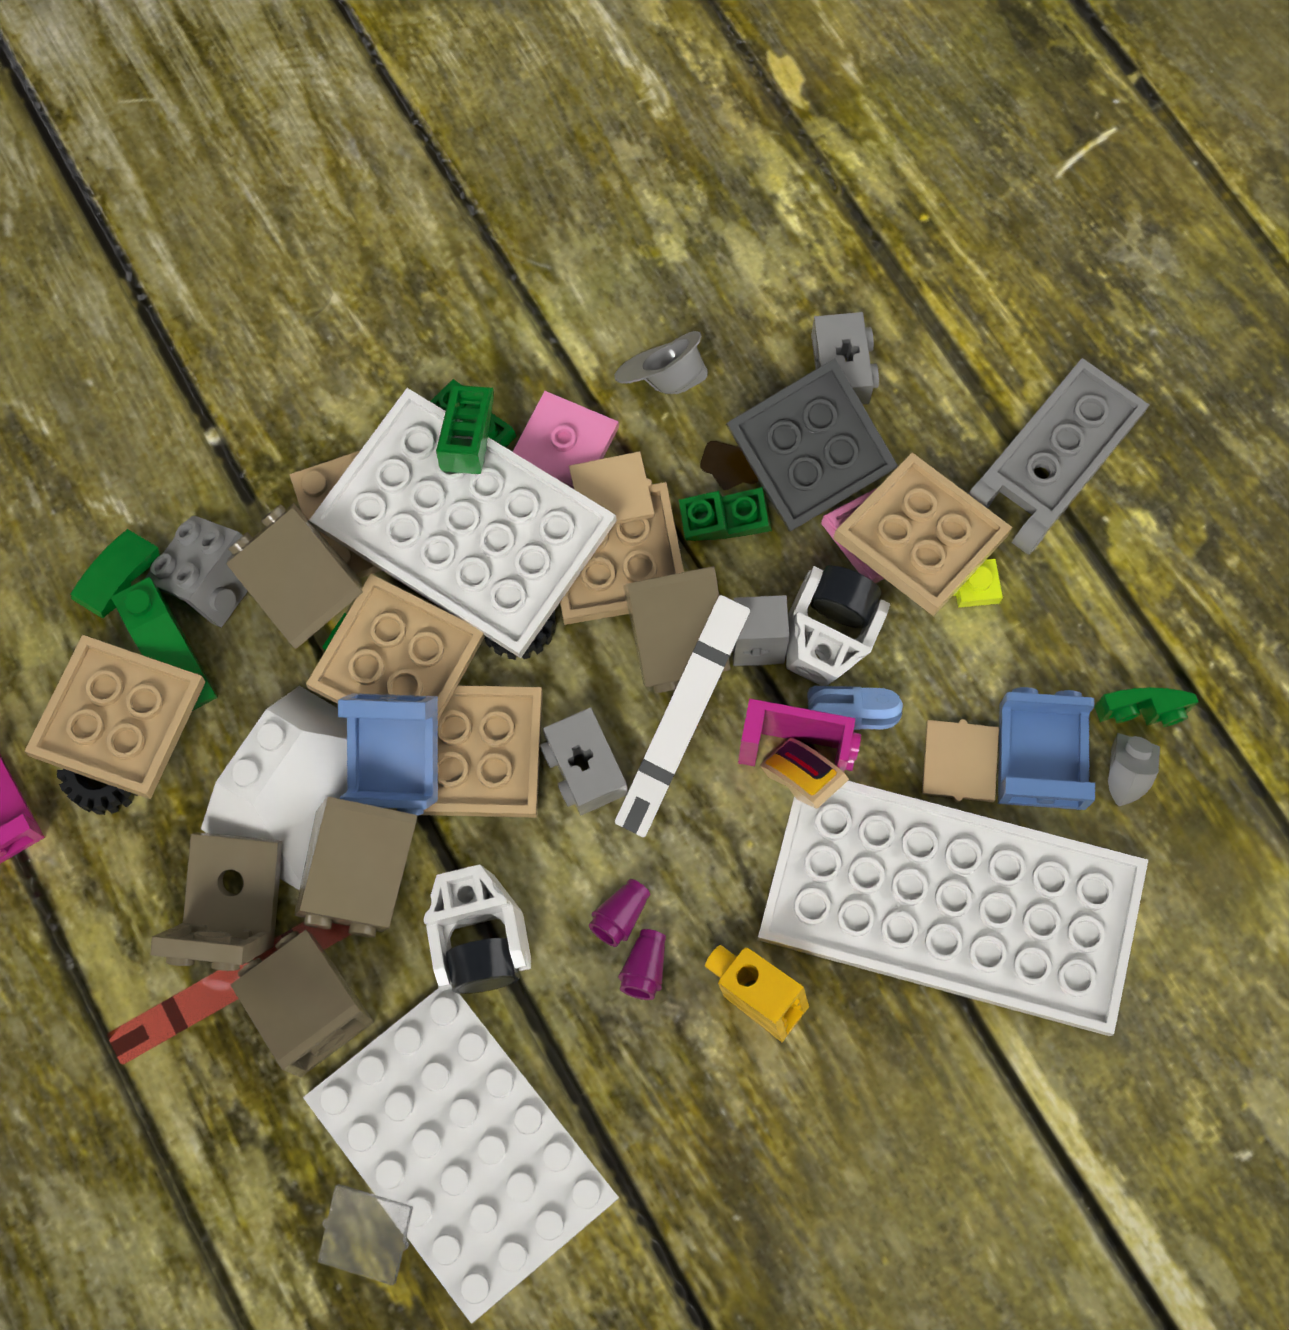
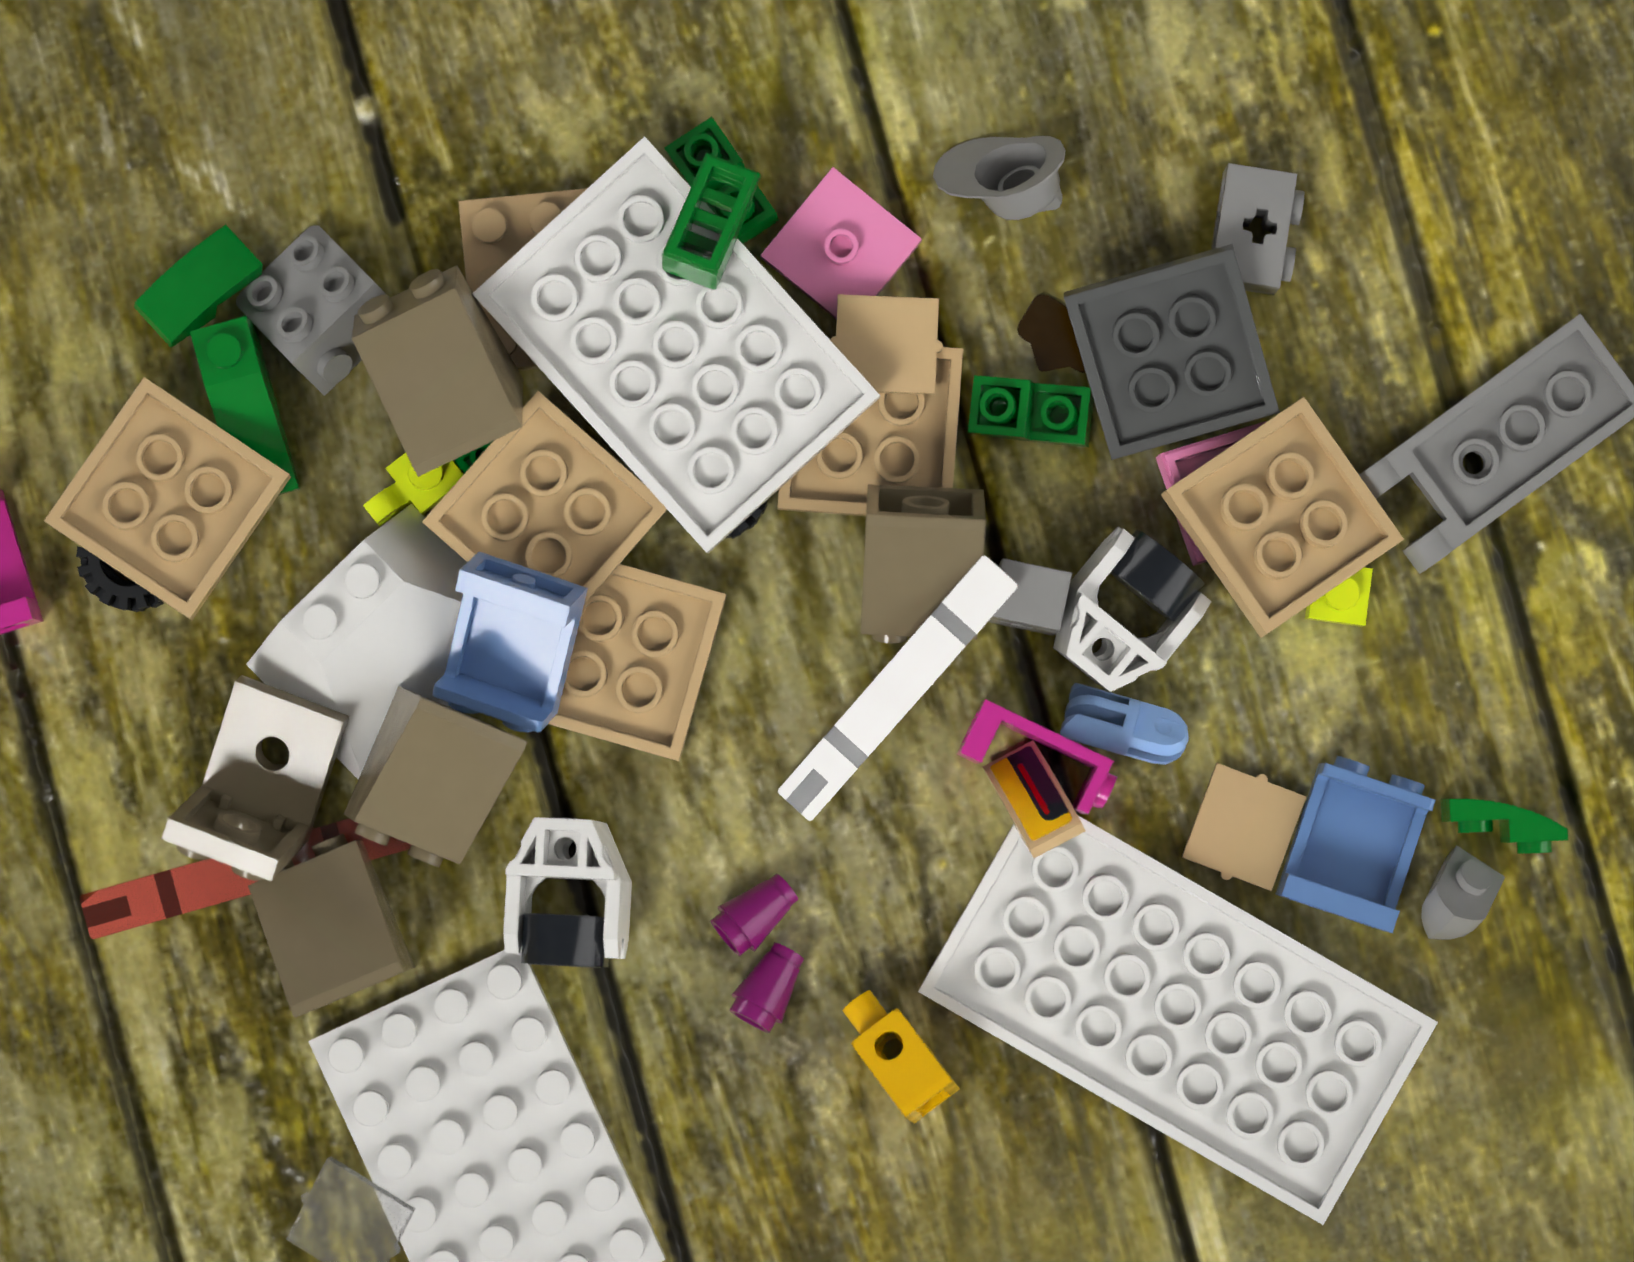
camera: 15 degrees right, 15 degrees up
(296, 669) = (422, 491): none -> neon yellow plate
(583, 737) = (767, 674): light grey brick -> none

